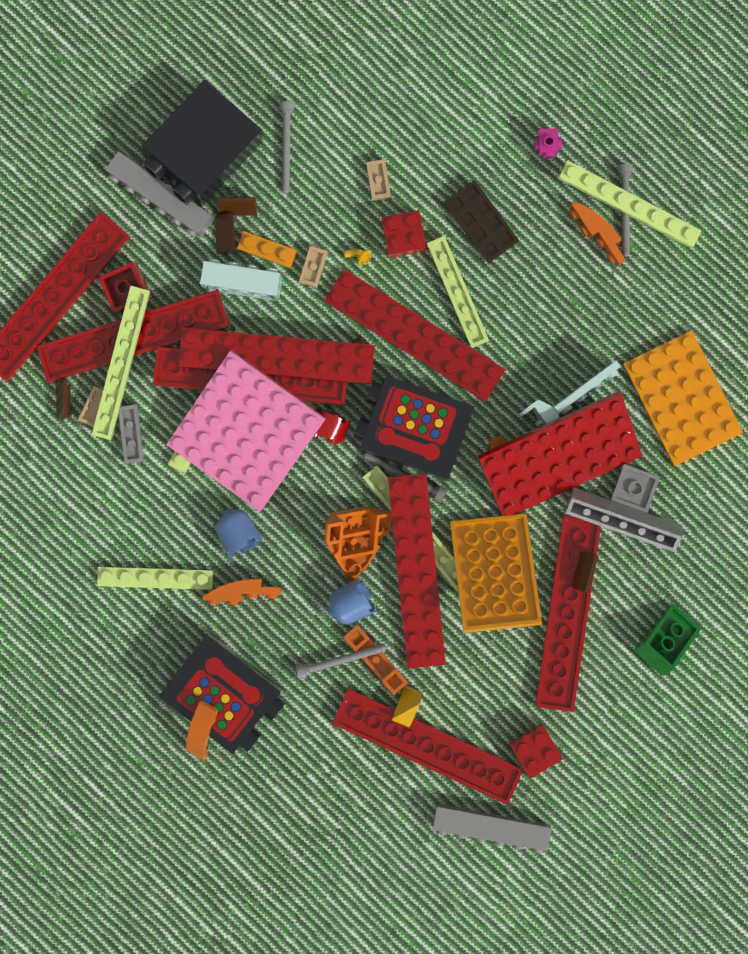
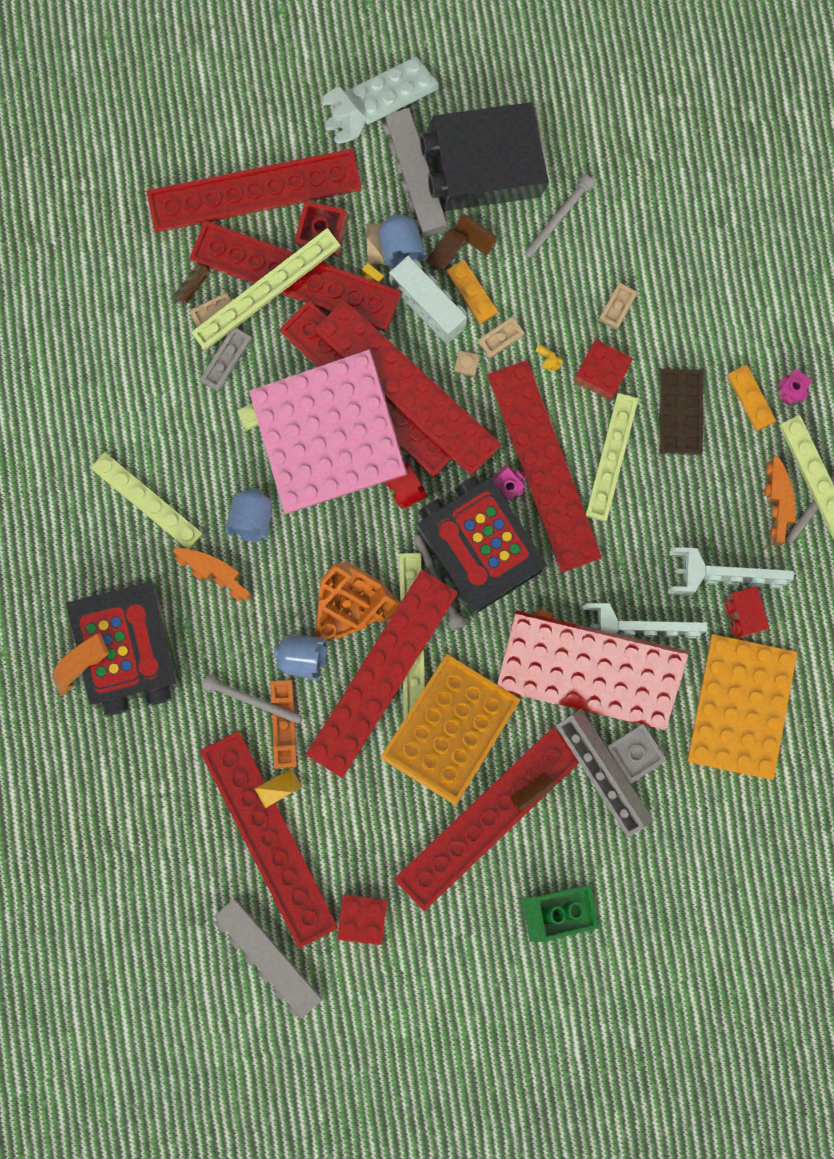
camera: 30 degrees right, 5 degrees down
(90, 160) = (377, 98): none -> light aqua hinge
(172, 267) = (374, 250): none -> tan slope
(187, 292) = (372, 274): none -> yellow plate
(188, 253) = (399, 239): none -> medium blue cylinder
(303, 304) = (466, 363): none -> tan plate
(399, 366) = (506, 475): none -> dark pink brick
(522, 173) = (751, 398): none -> light orange plate
(579, 329) = (695, 571): none -> light aqua hinge
(636, 331) = (745, 613): none -> red brick

